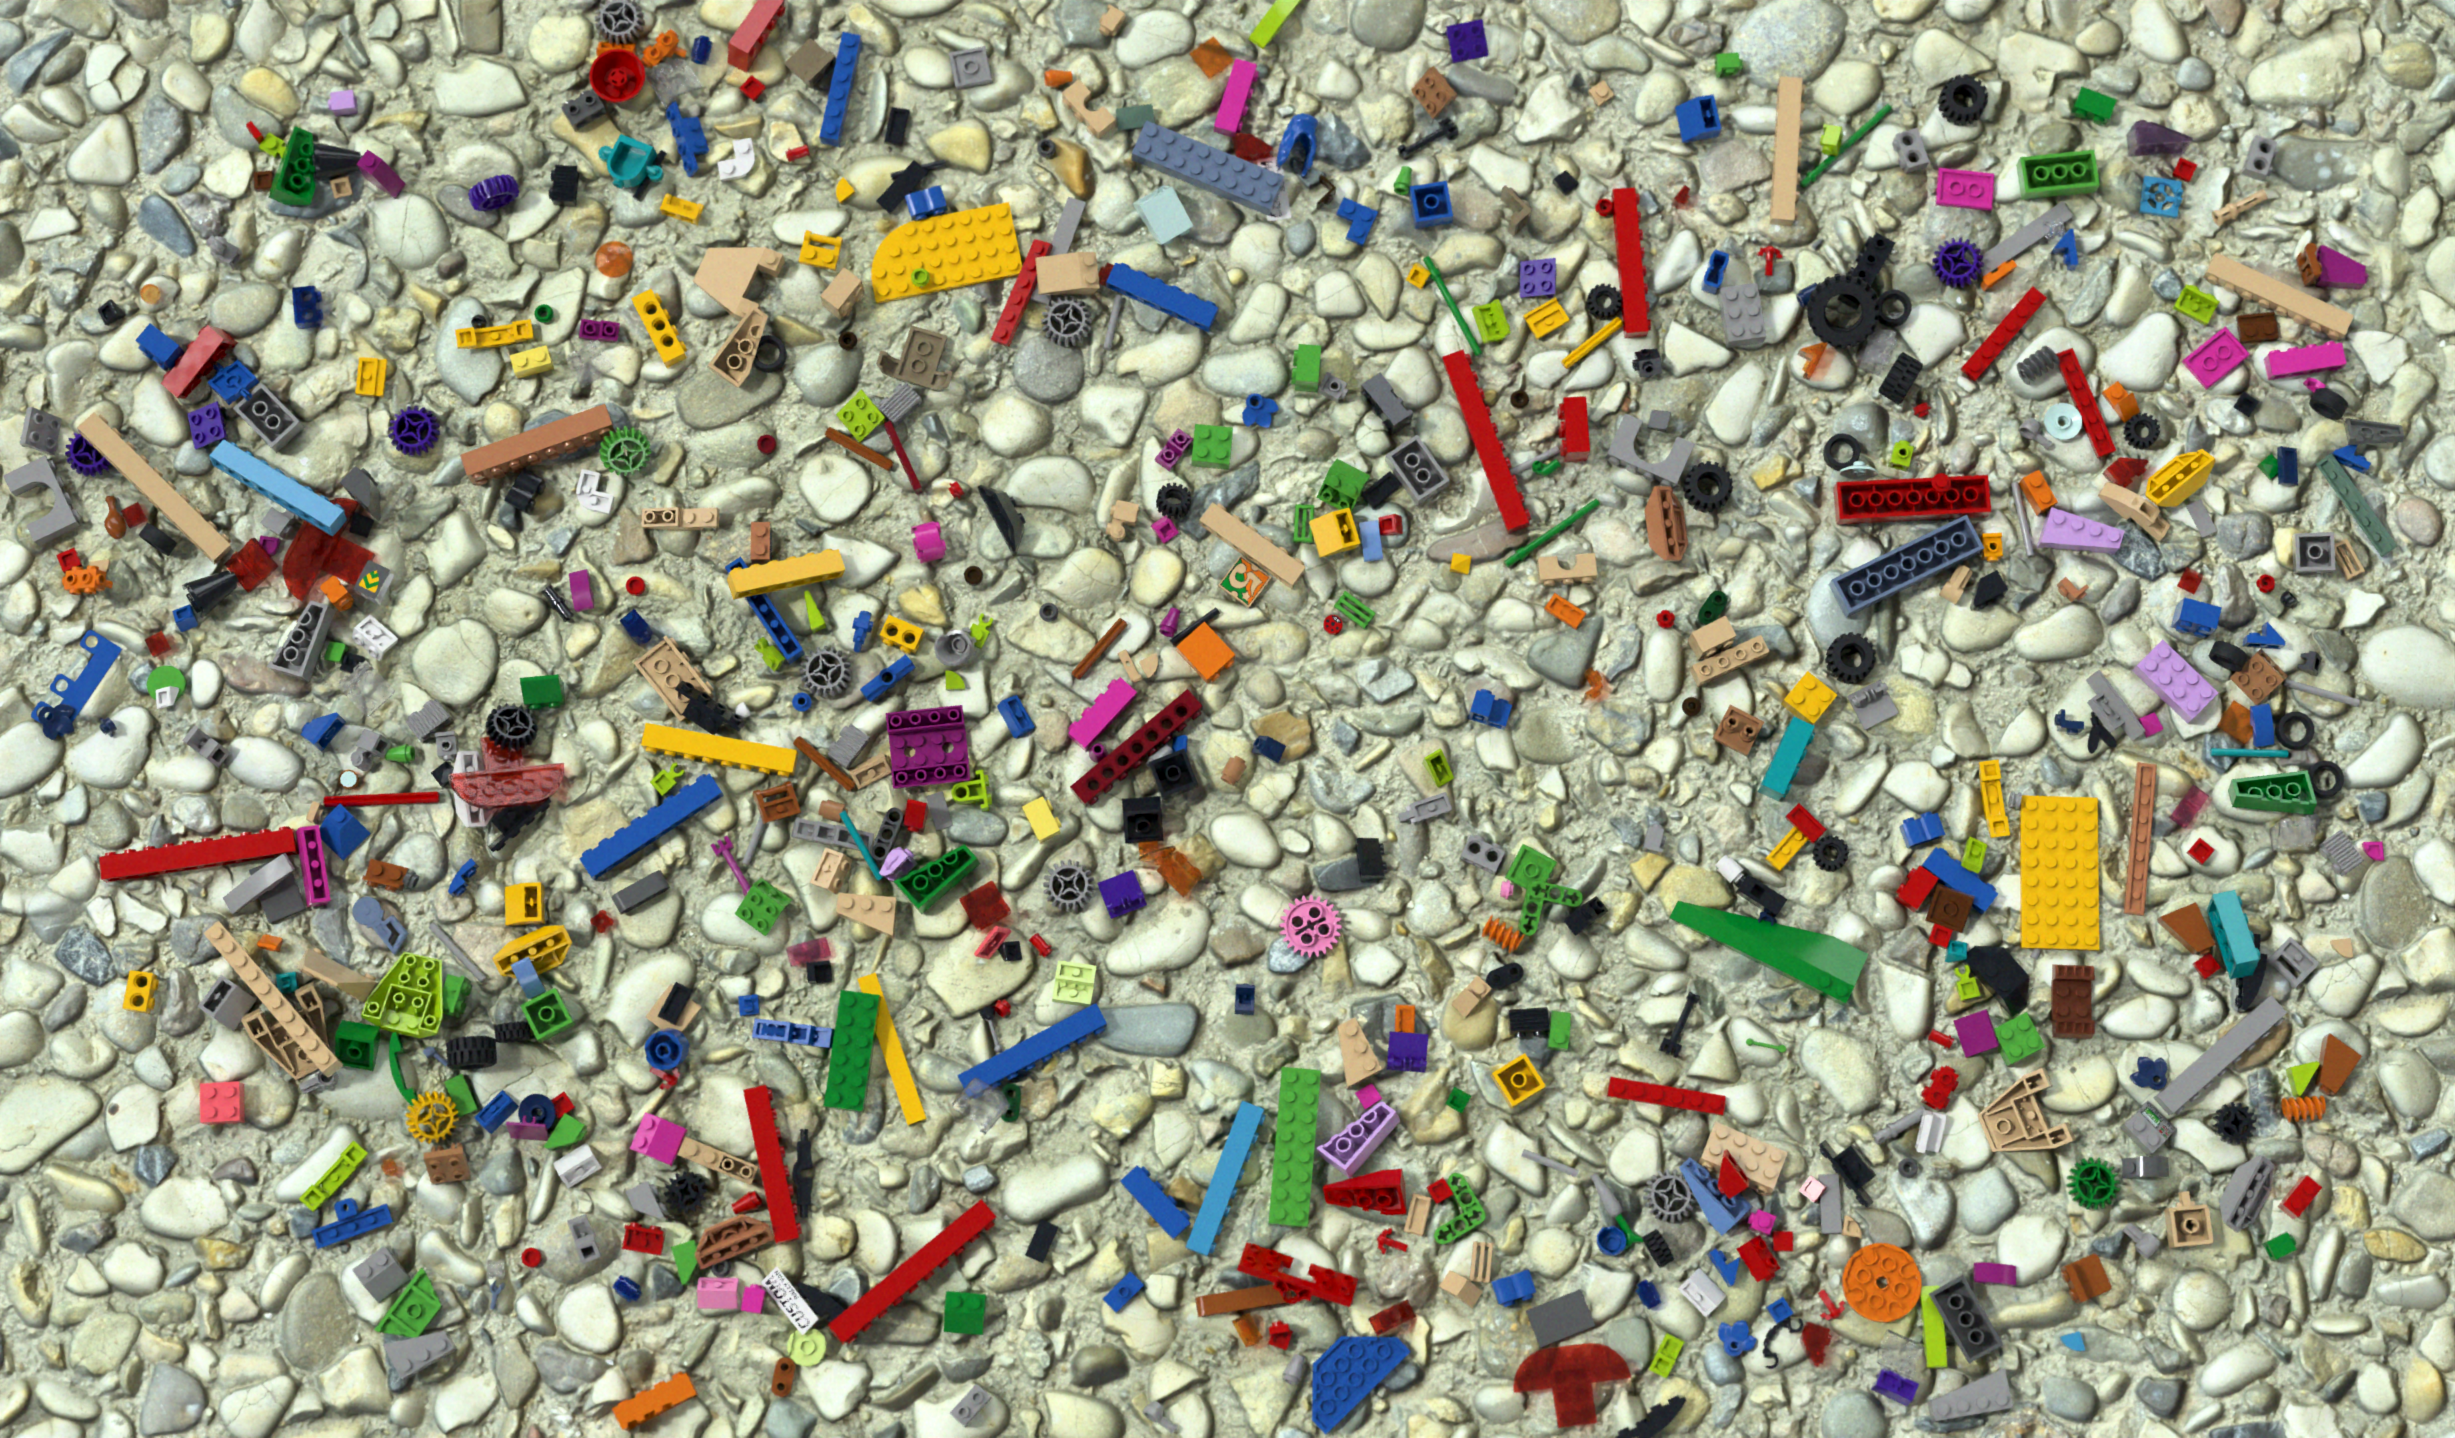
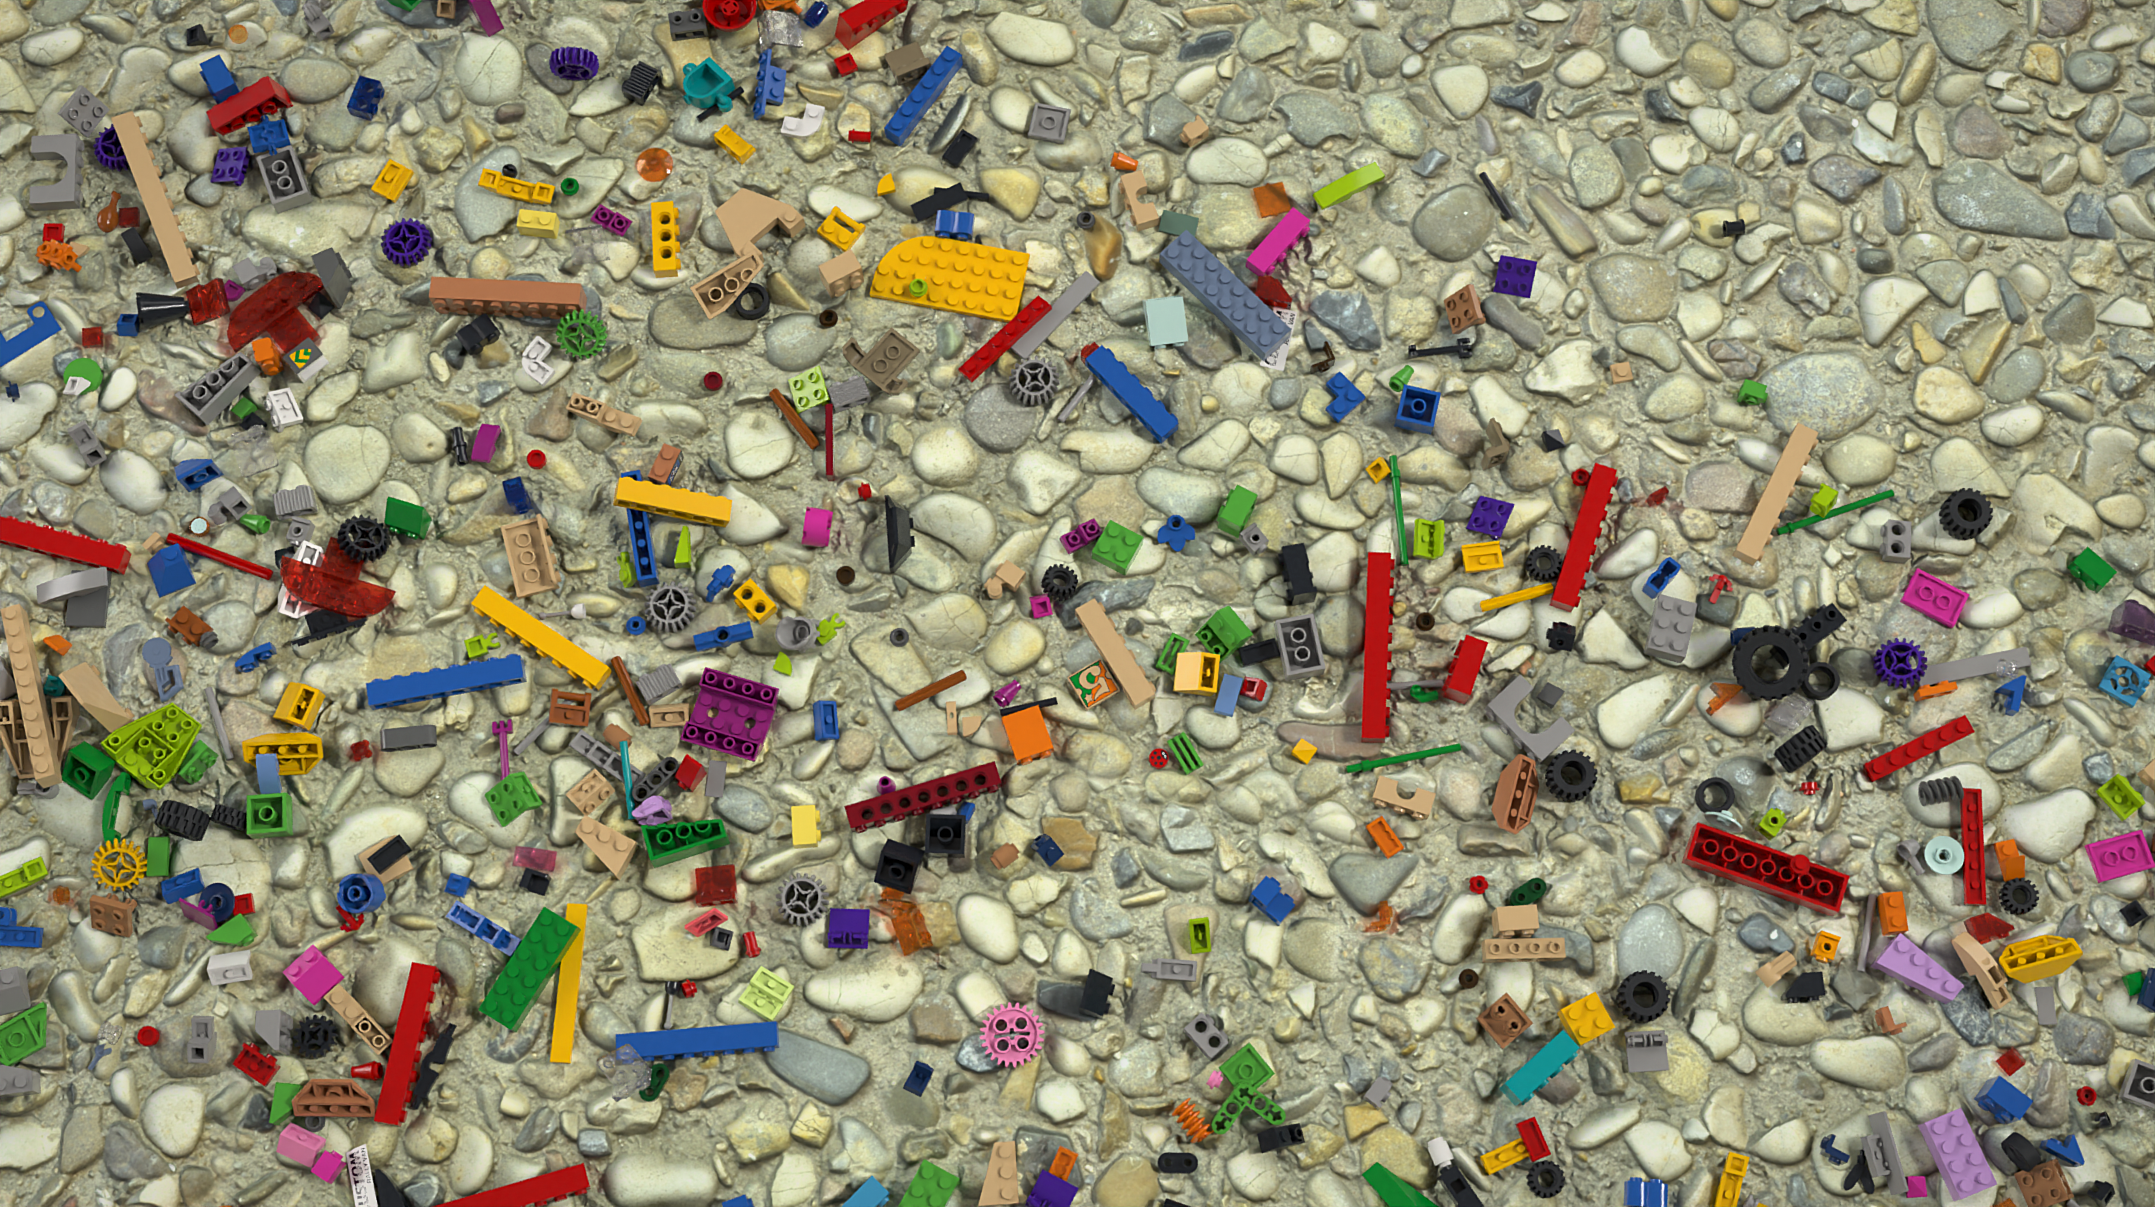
camera: 25 degrees right, 5 degrees down
(278, 487) = (261, 242): brick -> none
(313, 866) = (127, 590): dark pink brick -> none
(627, 1288) = (219, 1104): clear blue brick -> none
(707, 712) = (544, 598): black bracket -> none
(975, 791) = (756, 774): lime pin -> none
(1068, 274) = (1053, 338): tan slope -> none
(1102, 713) = (906, 751): dark pink brick -> none
(1300, 129) = (1326, 295): blue hair -> none
(1471, 996) = (1137, 1168): tan slope -> none
(1698, 119) = (1703, 431): blue slope -> none
(1906, 566) = (1734, 930): sand blue brick -> none
(2057, 174) = (2031, 619): bright green brick -> none

